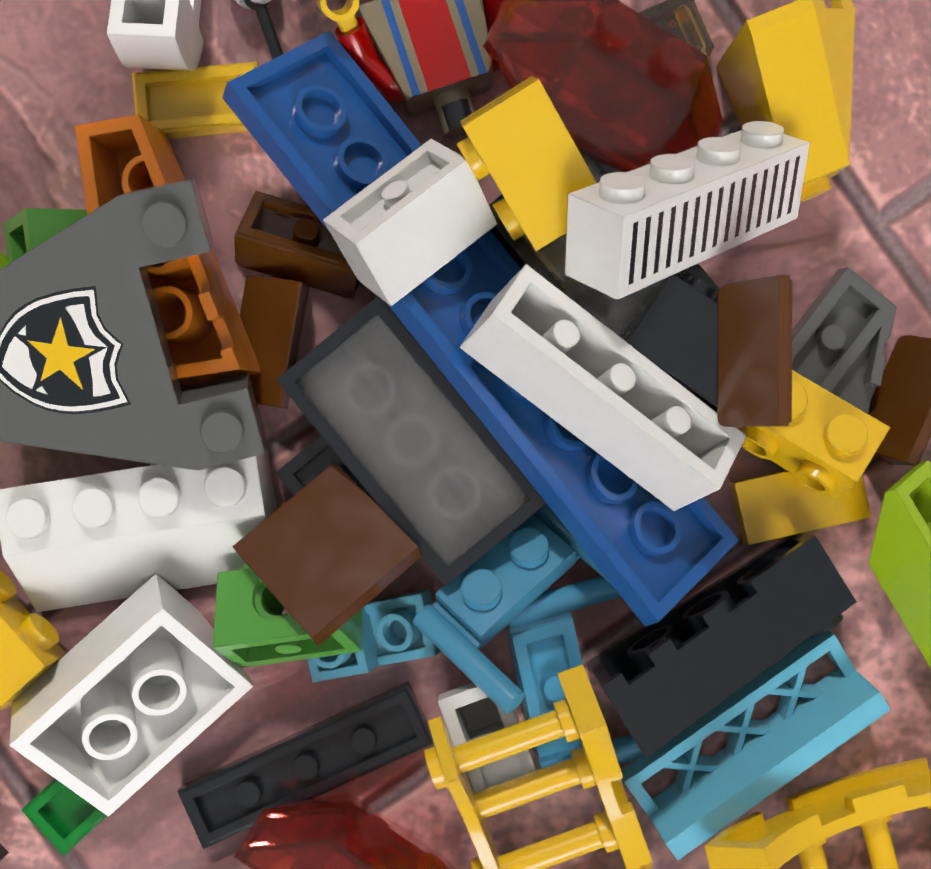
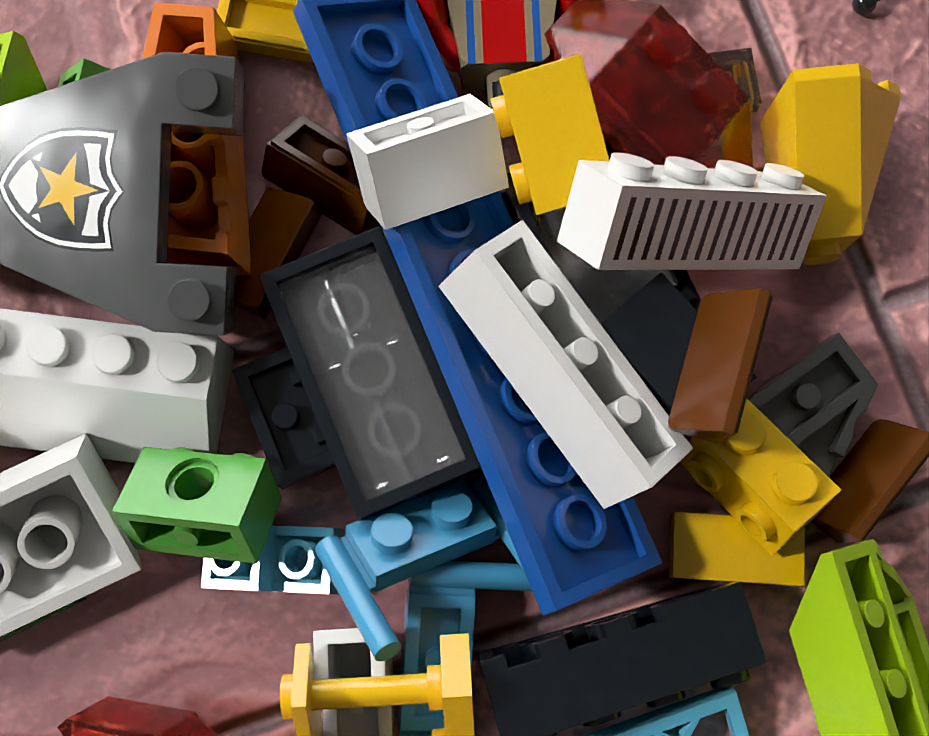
camera: 25 degrees right, 10 degrees down
(306, 764) = (166, 669): black tile -> none
(327, 552) = (253, 452): reddish brown tile -> none

